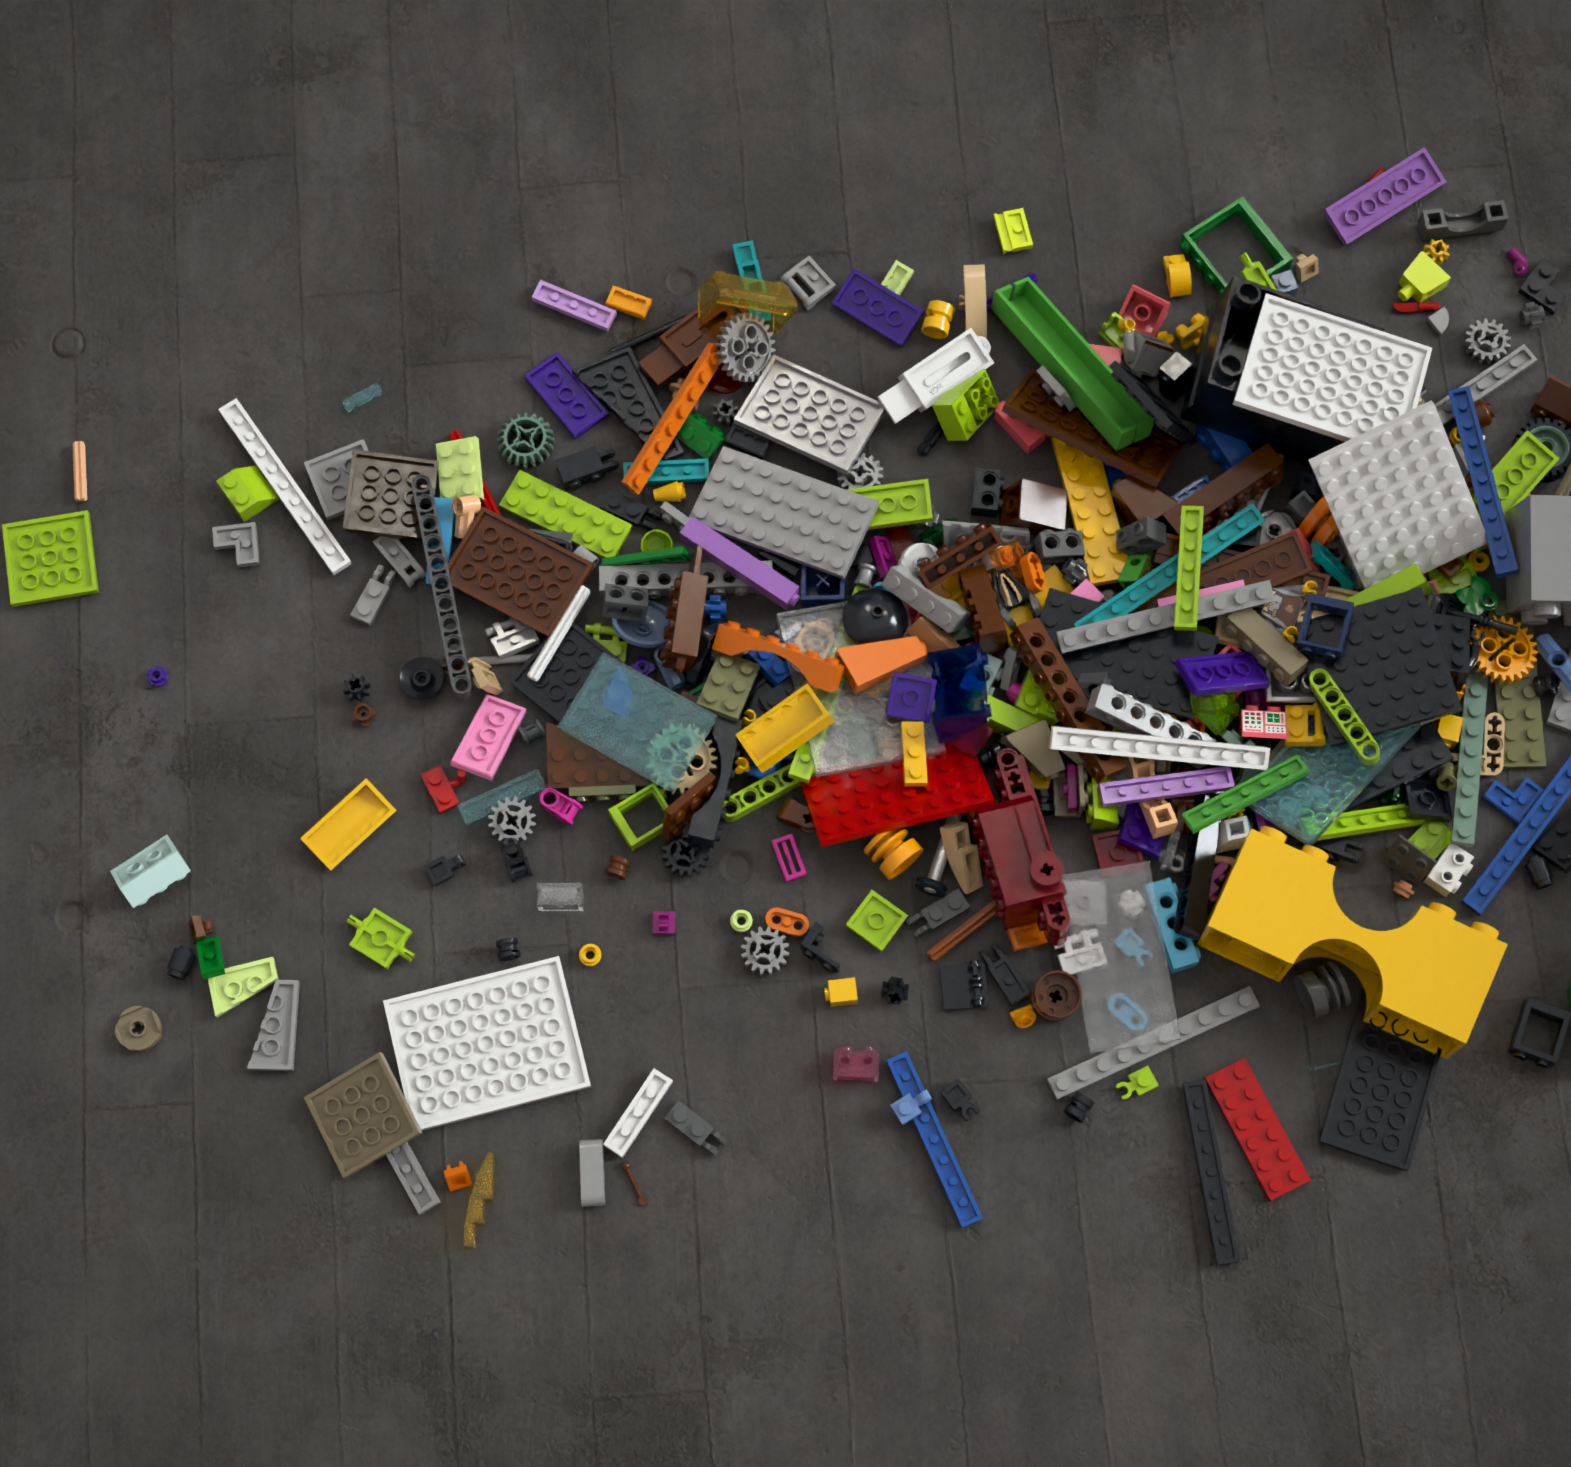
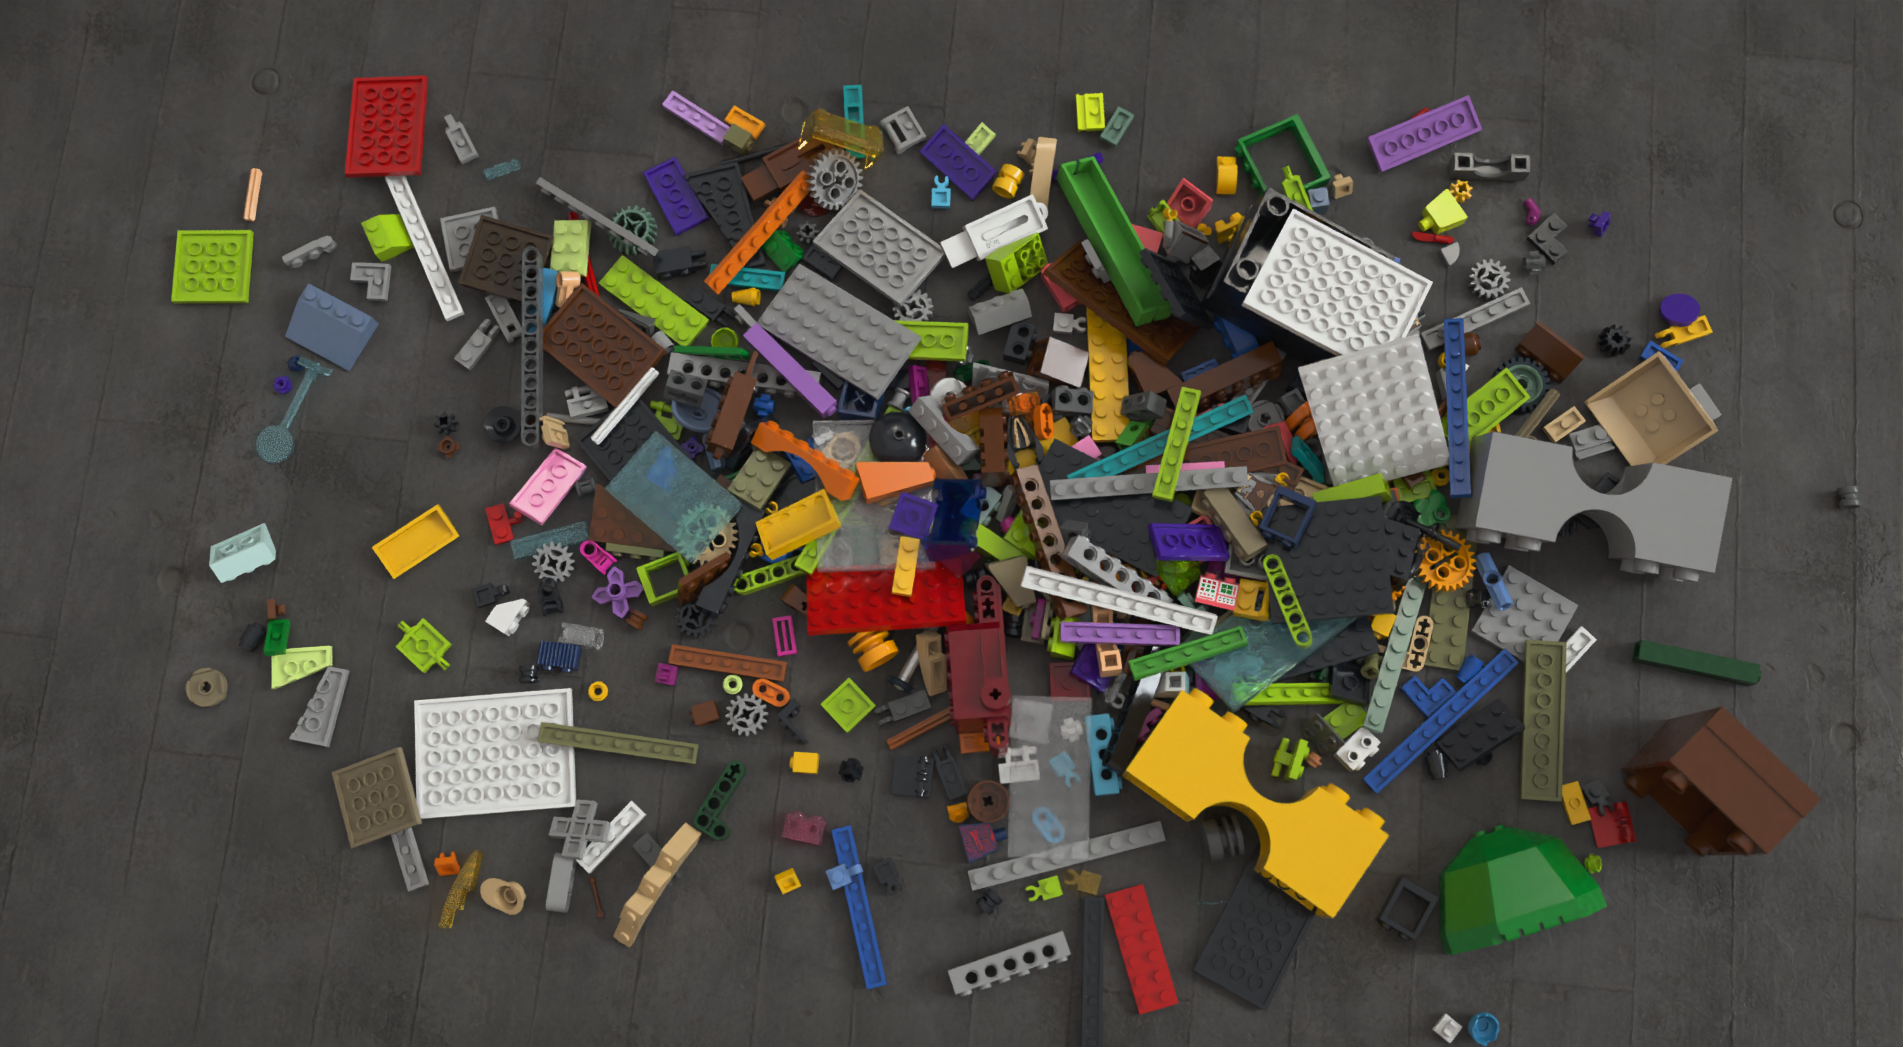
camera: 15 degrees right, 5 degrees up
(160, 523) = (309, 251): none -> light grey hinge
(163, 741) = (275, 441): none -> clear light blue piece
(168, 650) = (291, 365): none -> dark blue hinge
(200, 603) = (330, 327): none -> sand blue slope
(222, 370) = (386, 126): none -> red plate
(308, 372) = (460, 140): none -> light grey hinge
(469, 888) = (507, 615): none -> white slope
(491, 433) = (601, 220): none -> light grey plate
(529, 1198) = (503, 895): none -> tan piece
(538, 923) = (559, 655): none -> dark blue brick
(602, 1109) = (579, 829): none -> light grey plate
(603, 837) = (619, 602): none -> medium lavender plant
(626, 322) = (738, 139): none -> olive brick
(626, 1006) = (618, 743): none -> olive plate
(700, 1155) = (654, 882): none -> tan arch
(717, 957) = (705, 713): none -> reddish brown brick
(731, 898) = (727, 663): none -> dark orange plate
(757, 1047) = (723, 797): none -> dark green beam
(848, 1125) = (787, 881): none -> yellow plate
(865, 347) = (941, 194): none -> medium azure plate
(954, 284) = (1028, 151): none -> tan tile
(959, 461) = (1000, 311): none -> light grey slope
(1032, 464) = (1064, 324): none -> white plate
(1046, 242) = (1117, 127): none -> sand green plate
(1054, 1041) = (980, 839): none -> torso
(1163, 1137) = (1060, 954): none -> light grey brick
(1182, 1066) = (1087, 882): none -> clear yellow plate
(1381, 895) = (1292, 761): none -> lime plate
(1553, 762) = (1469, 668): none -> blue cone

